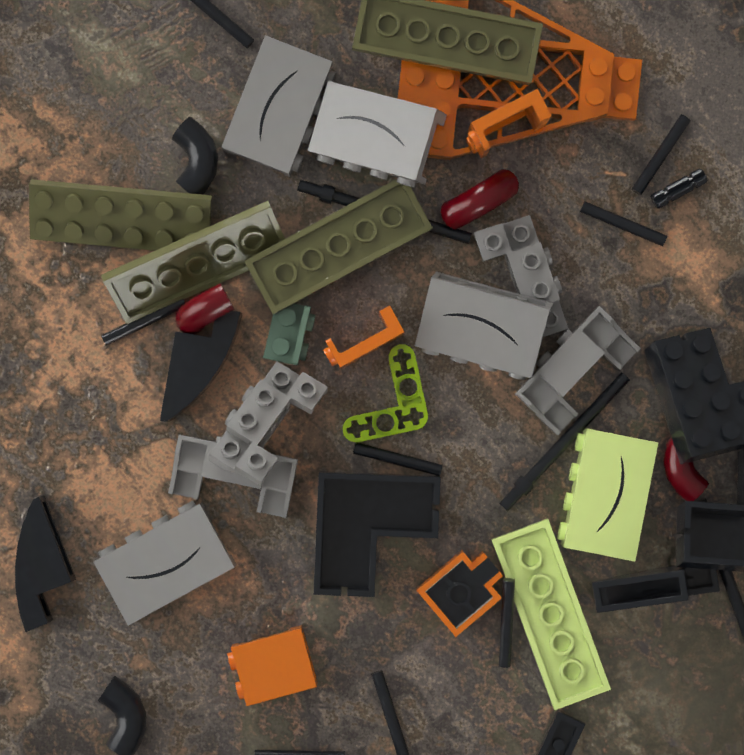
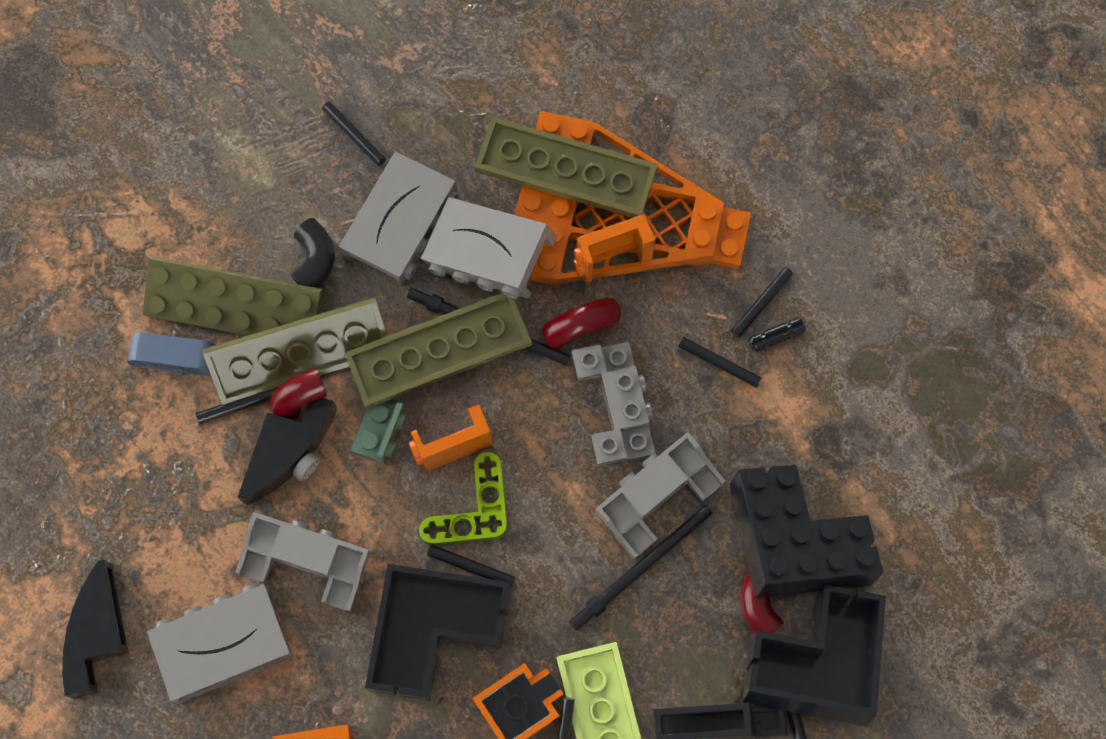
camera: 10 degrees right, 15 degrees down
(65, 277) = (168, 353): none -> sand blue beam
(222, 379) = (306, 467): none -> light grey tile
(258, 417) = (336, 503): light grey bracket -> none
(482, 325) = (569, 439): light grey panel -> none
(608, 494) = (680, 622): yellowish green panel -> none

